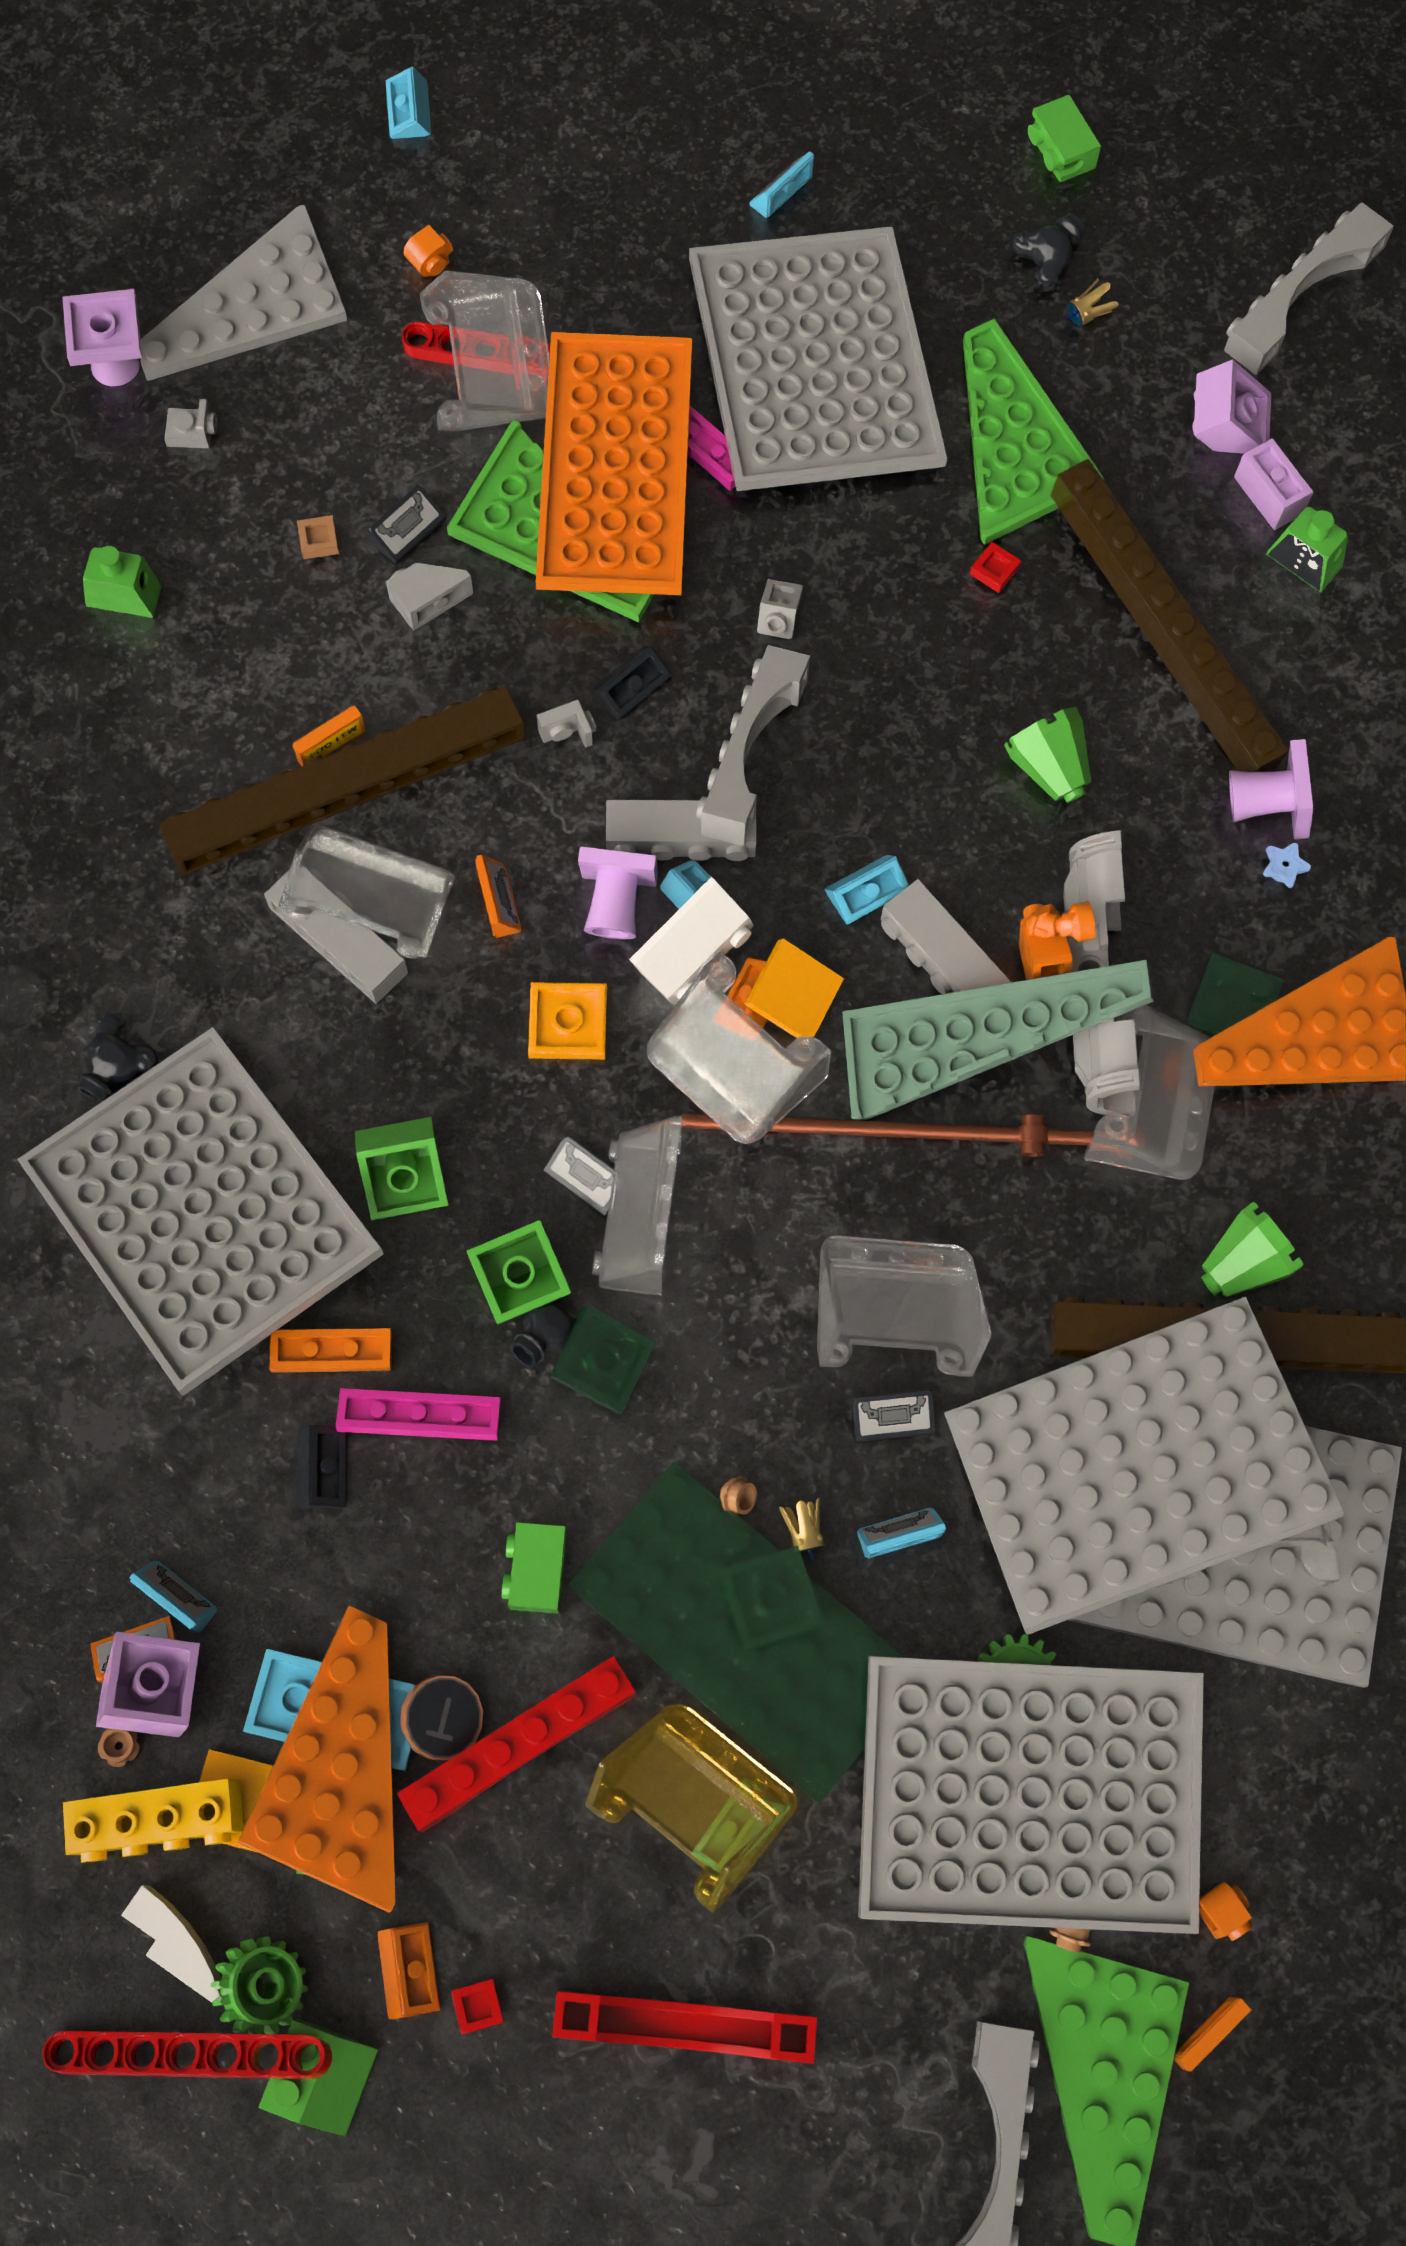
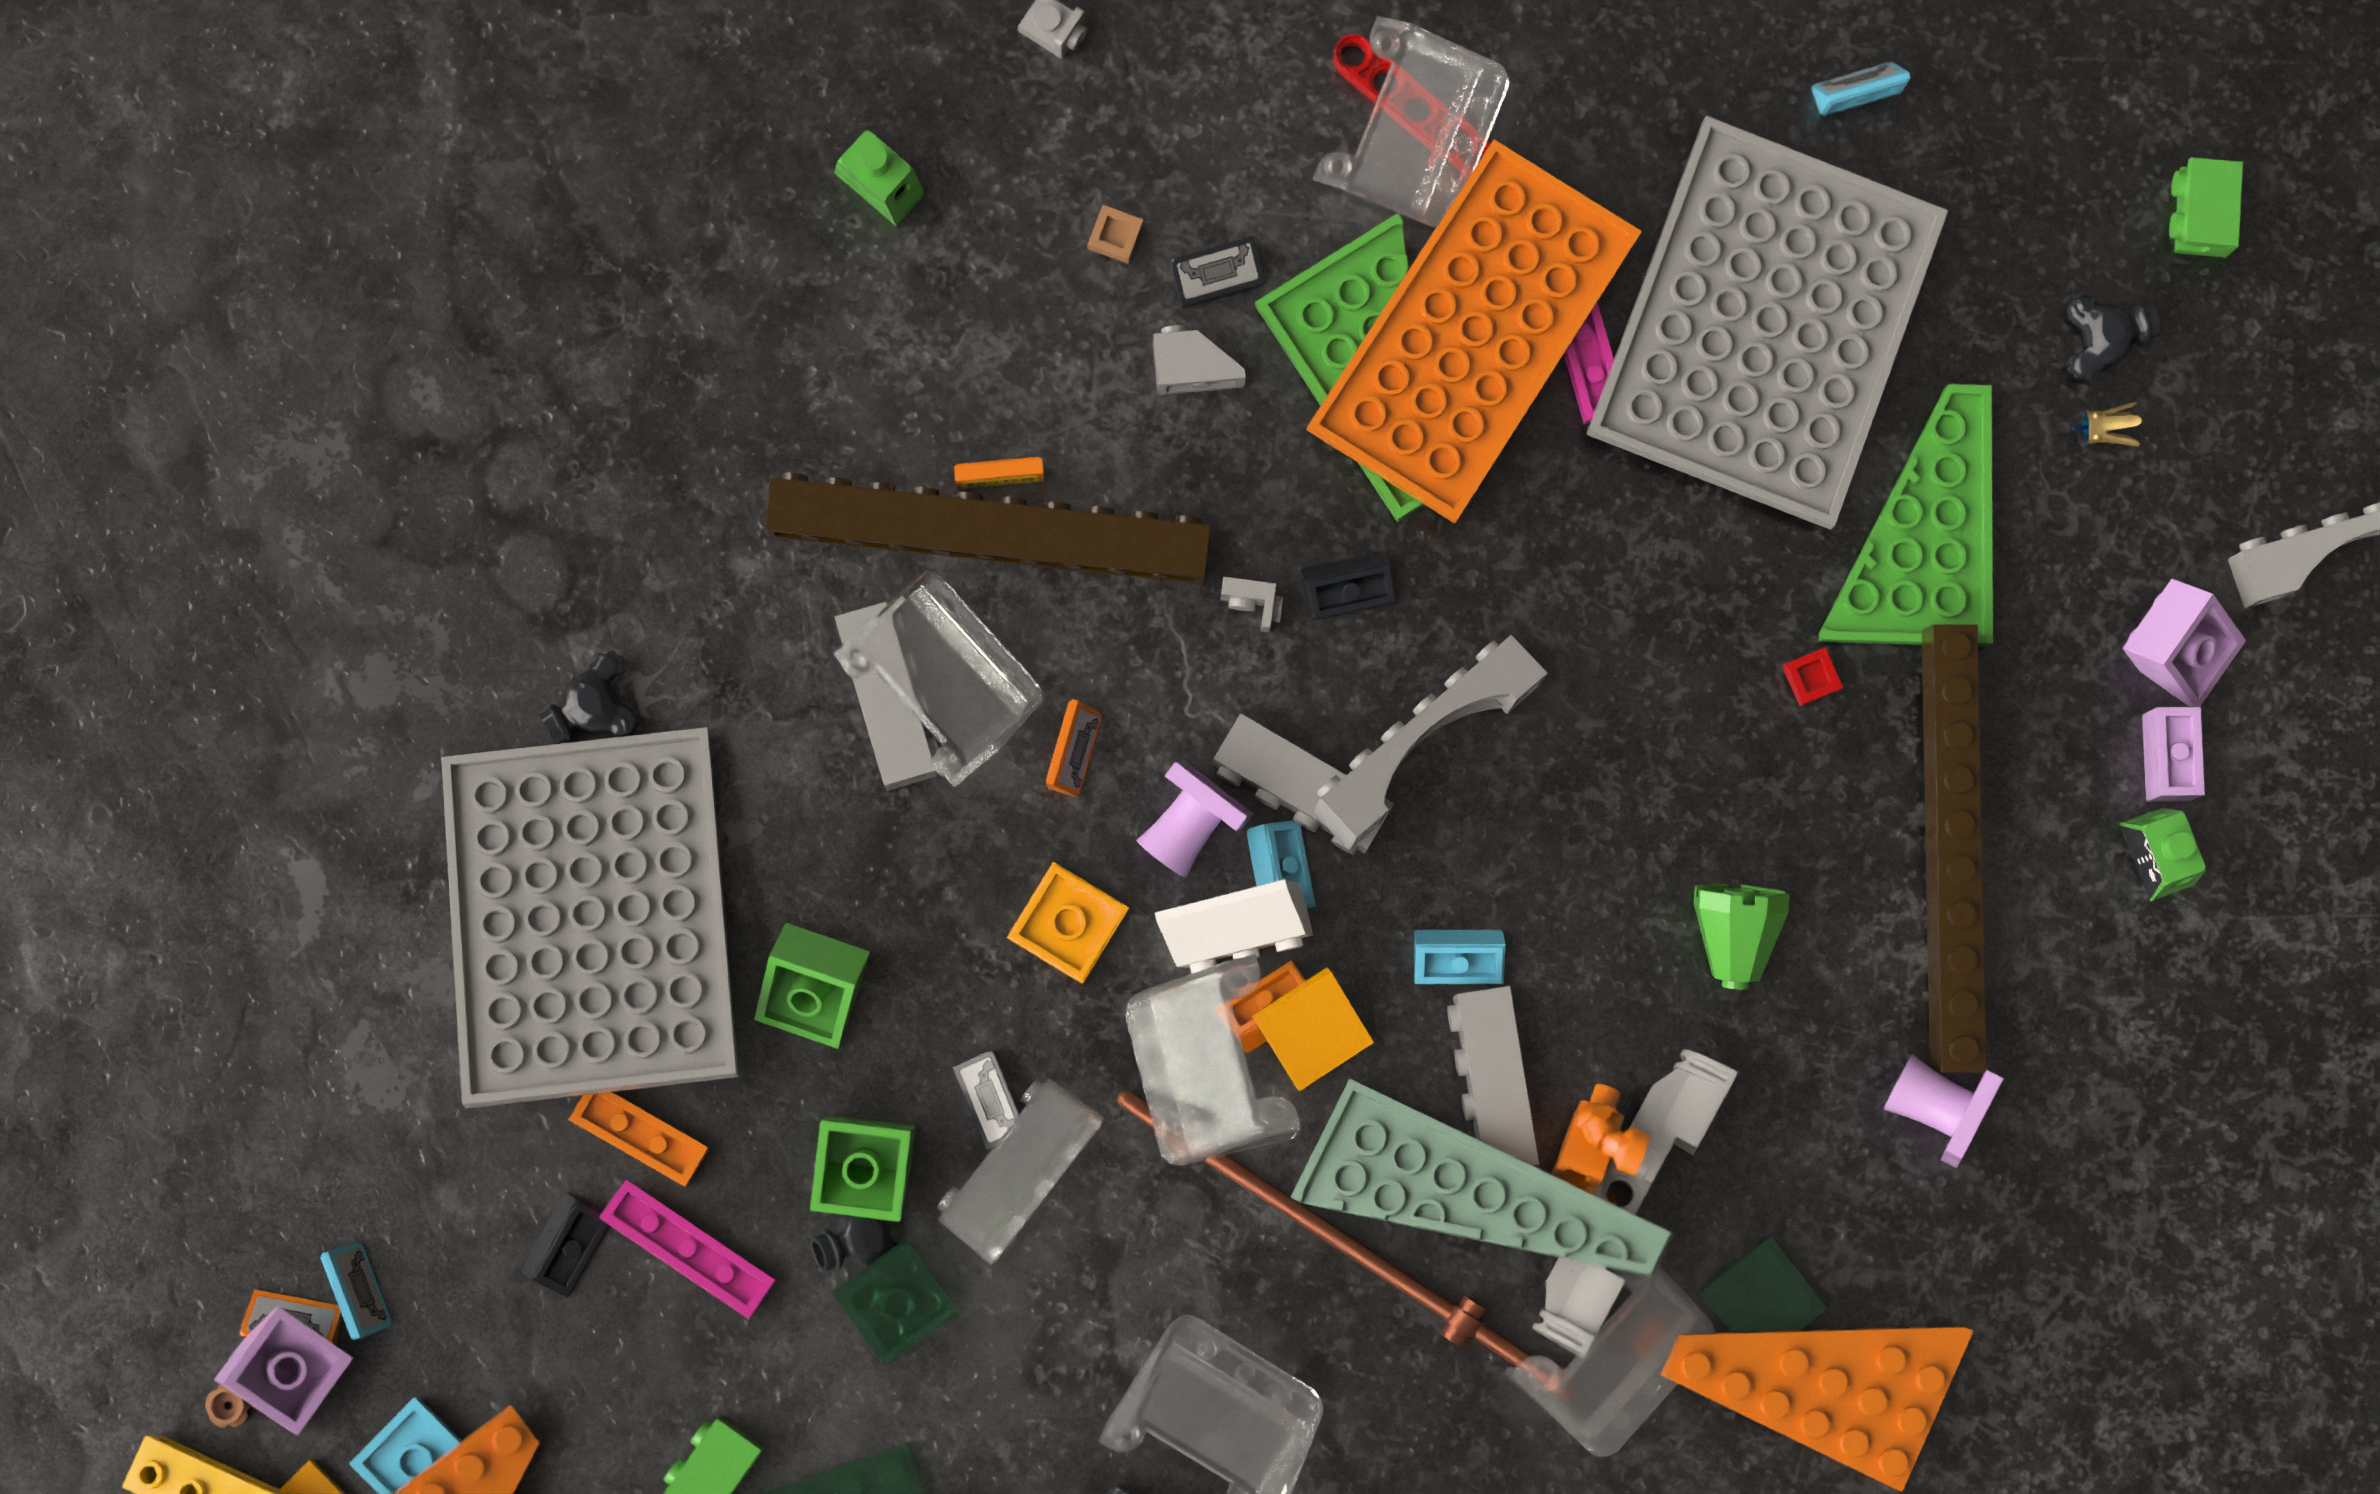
camera: 25 degrees right, 10 degrees up
(779, 608) = (1554, 592): light grey bracket -> none
(1281, 873) = (1898, 1184): light blue plate -> none

